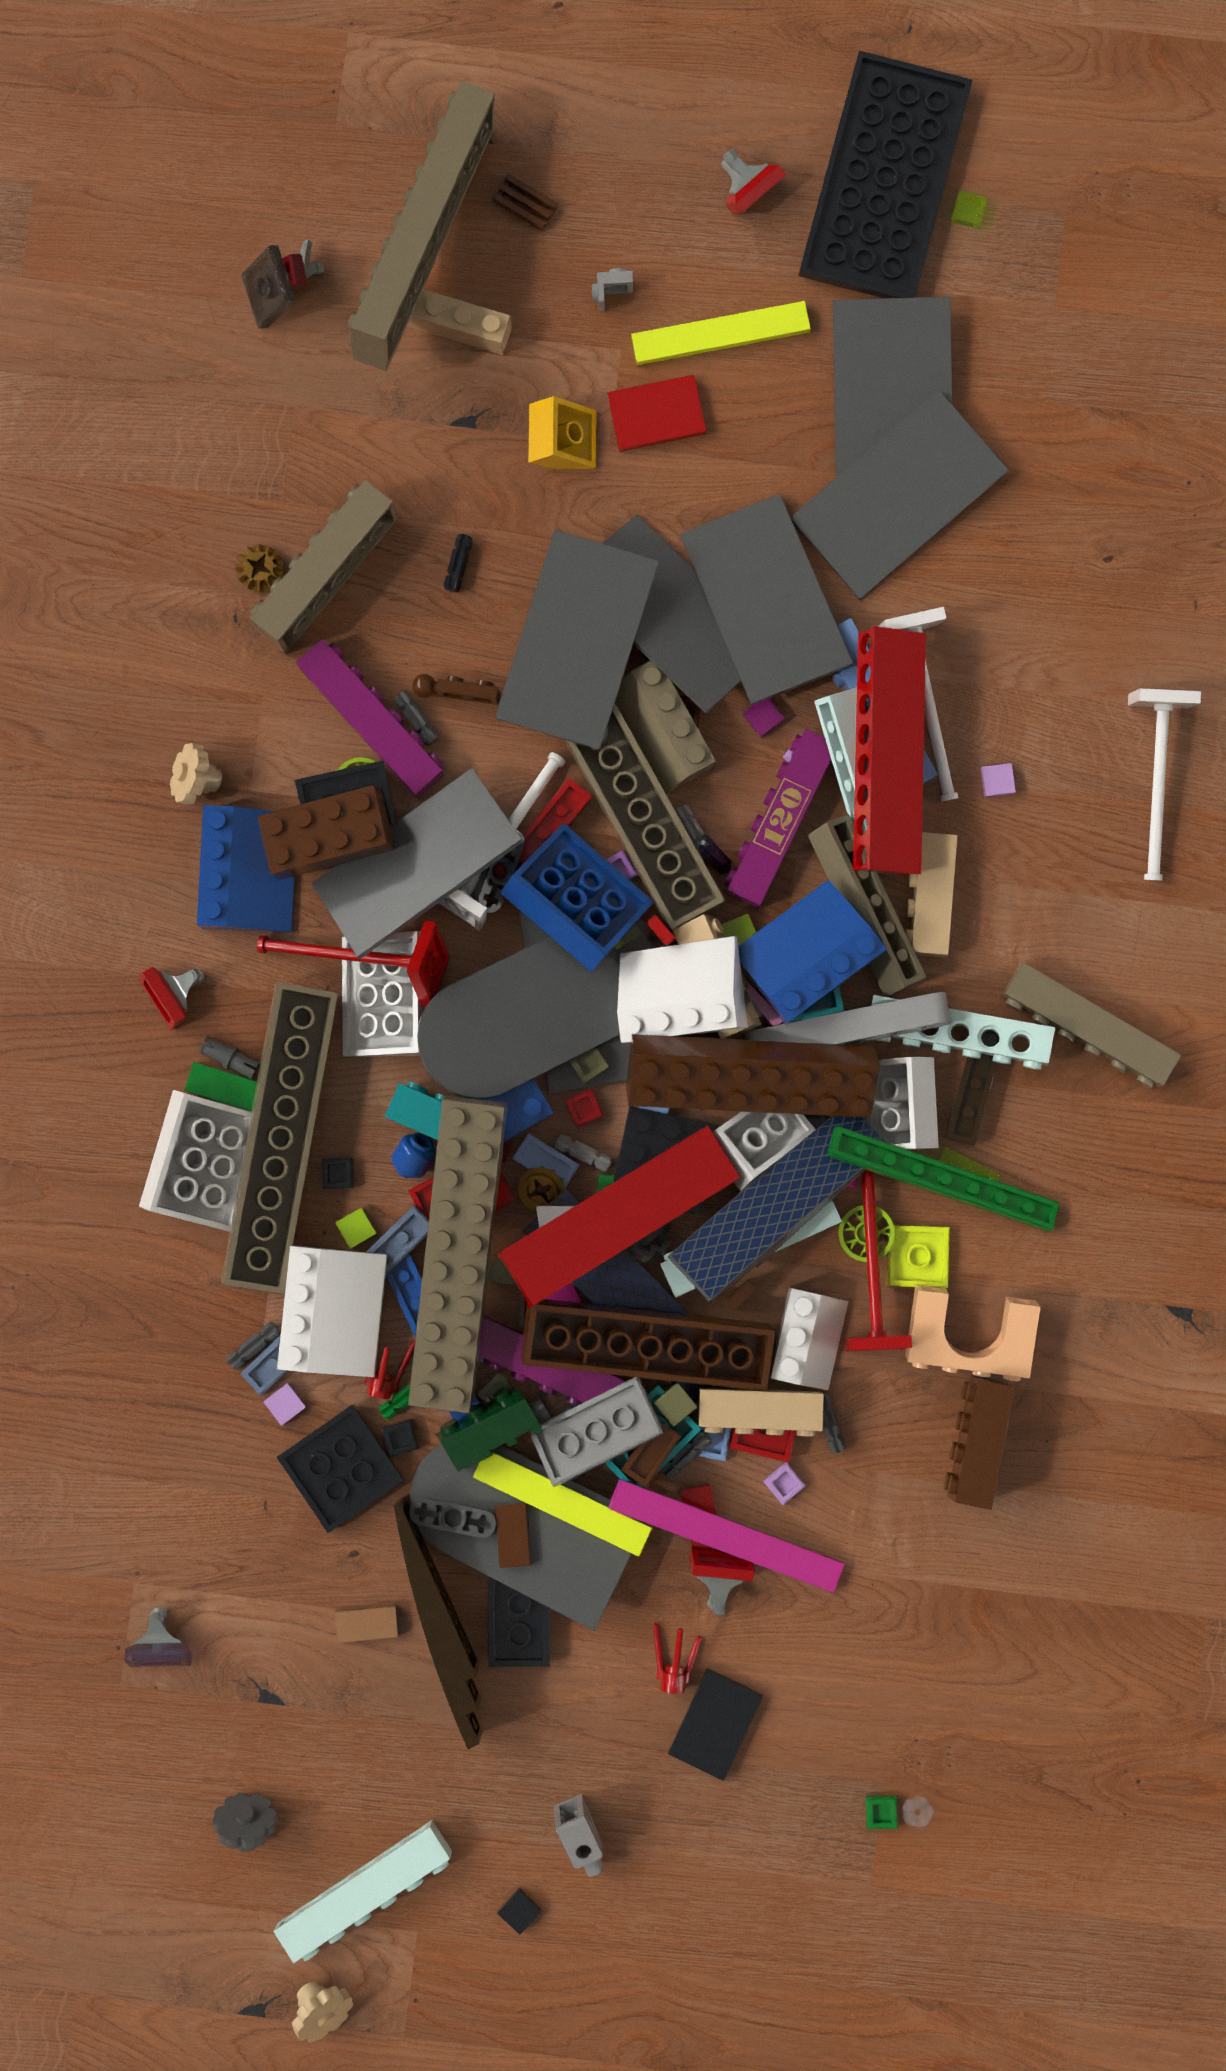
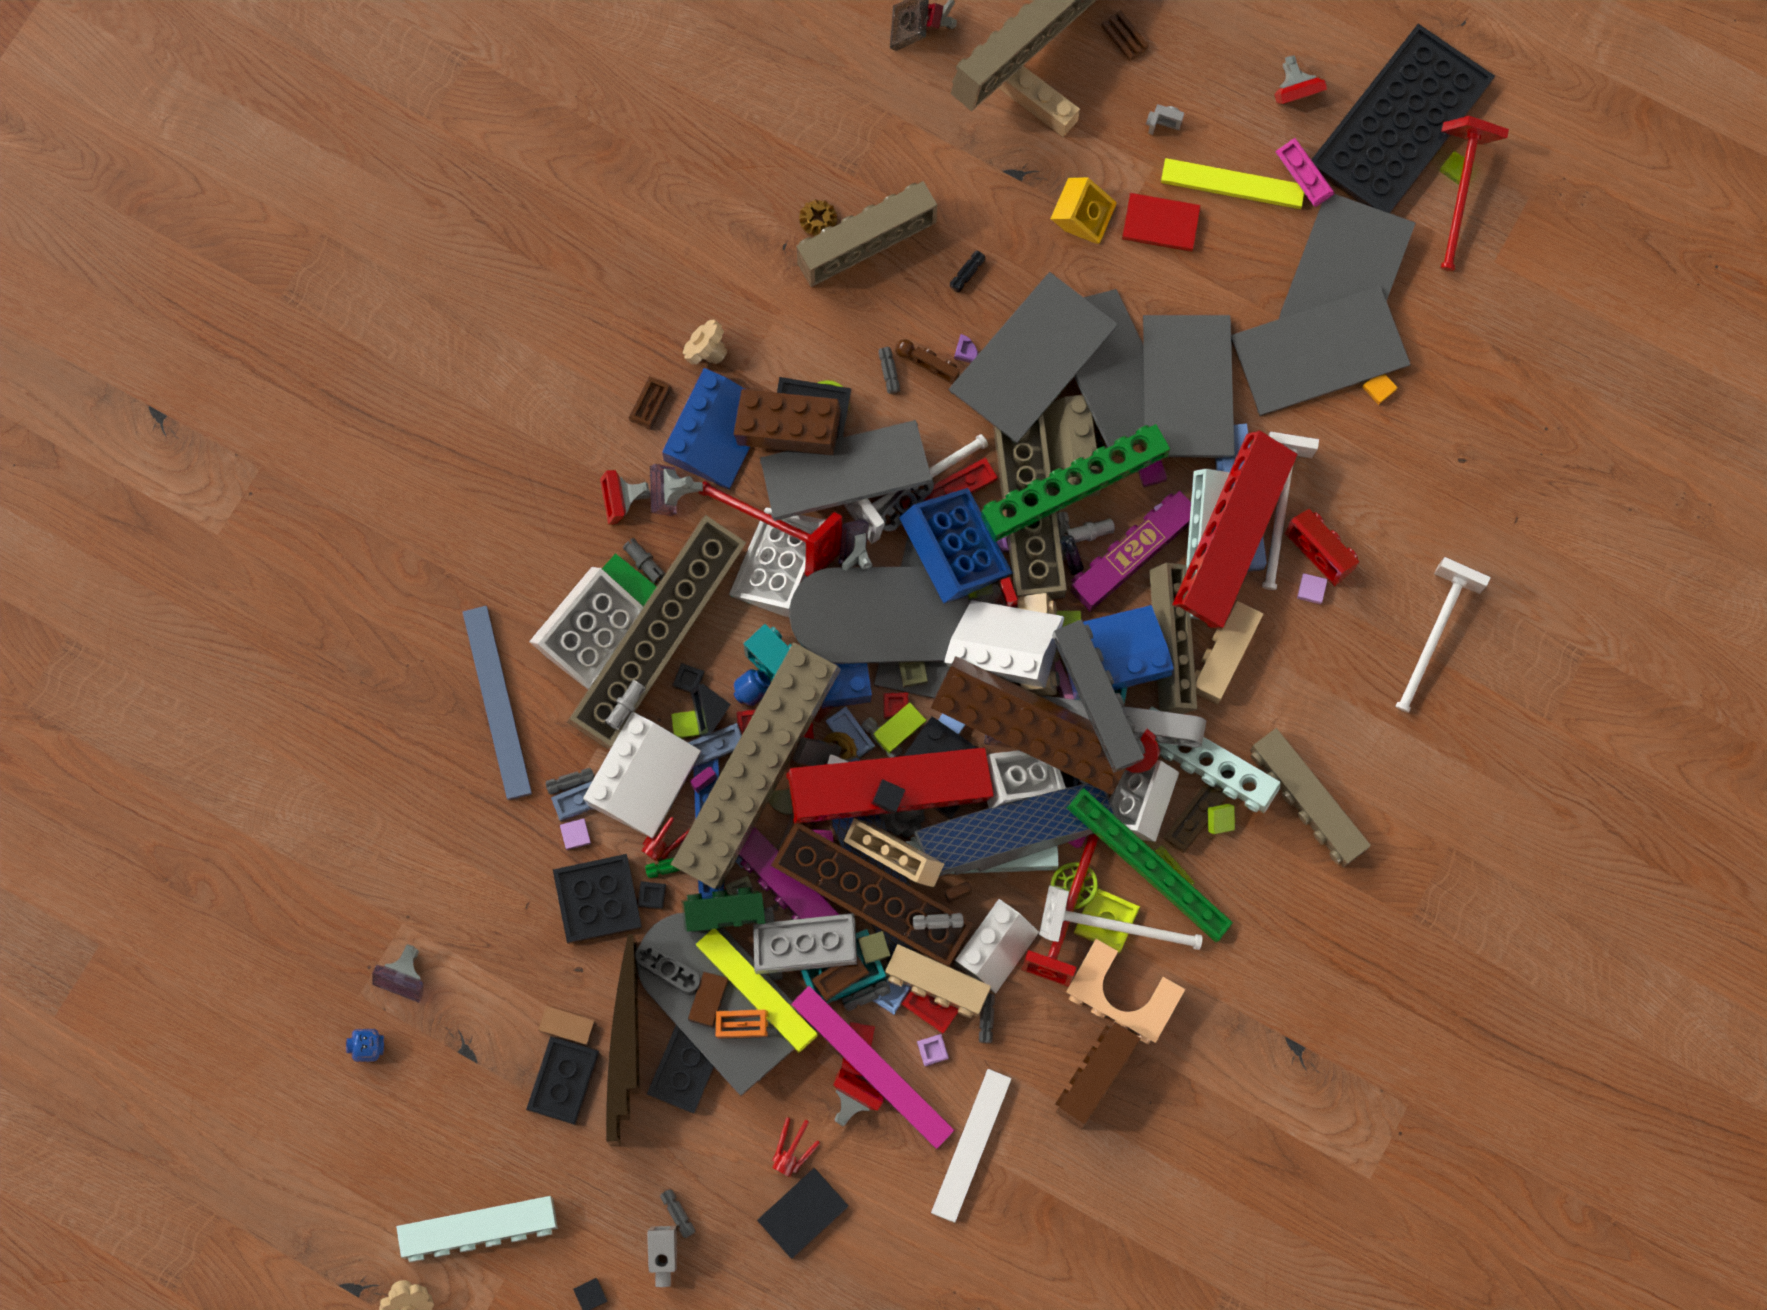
camera: 15 degrees right, 10 degrees down
(132, 1289) = (497, 703): none -> sand blue tile
(151, 1741) = (365, 1045): none -> blue head
(170, 868) = (641, 420): none -> reddish brown tile
(222, 962) = (668, 488): none -> piece
(244, 1821) = (410, 1135): dark grey plant -> none
(279, 1242) = (625, 705): none -> light grey pin
(370, 719) = (854, 356): magenta brick -> none
(376, 1202) = (708, 708): none -> black slope
(388, 1686) = (562, 1080): none -> black tile
(403, 1288) = (703, 779): none -> magenta tile
(463, 947) = (854, 545): none -> piece
(495, 658) = (965, 350): none -> medium lavender tile
(518, 1207) = (815, 752): none -> dark grey tile
(577, 1781) = (677, 1213): none -> dark grey axle
(586, 1542) = (763, 1023): none -> orange tile
(599, 1135) = (899, 728): none -> lime tile
(624, 1235) = (888, 796): none -> black tile
(655, 1293) = (894, 852): none -> tan brick
(722, 815) = (1090, 530): none -> light grey pin
(735, 1347) = (938, 921): none -> light grey axle
(748, 683) = (1112, 472): none -> green brick
(799, 287) = (1305, 172): none -> dark pink tile
(815, 1020) = (1098, 696): none -> dark grey brick
(862, 1279) = (1056, 913): none -> white tile
(869, 1572) = (971, 1146): none -> white tile
(891, 1056) = (1150, 756): none -> red tile
(977, 159) = (1476, 132): none -> red tile
(983, 511) = (1380, 388): none -> light orange tile
(992, 727) = (1322, 546): none -> red slope
(1001, 1090) = (1221, 819): none -> lime tile

